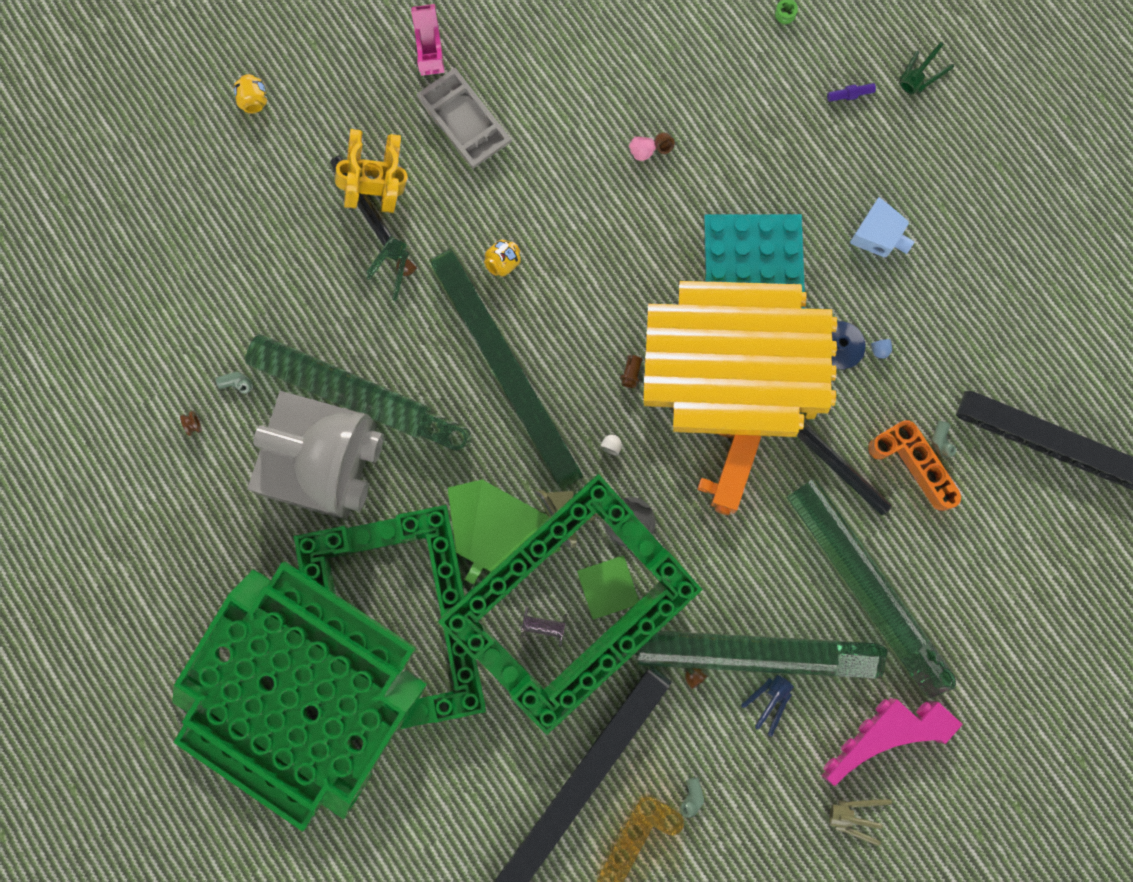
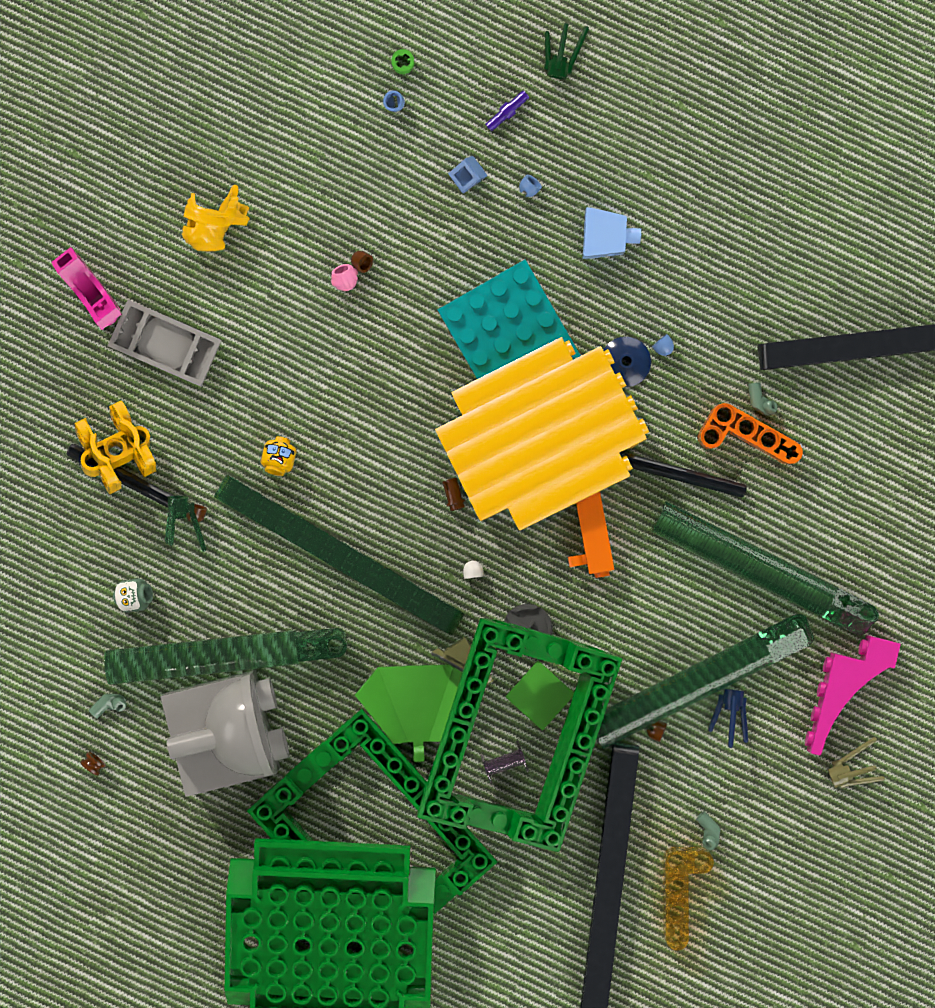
camera: 30 degrees left, 10 degrees up
(312, 302) = (133, 595): none -> head
(556, 45) = (208, 226): none -> yellow piece
(758, 33) = (389, 103): none -> medium blue hinge
(790, 124) = (467, 174): none -> medium blue slope
(838, 159) = (530, 186): none -> medium blue hinge

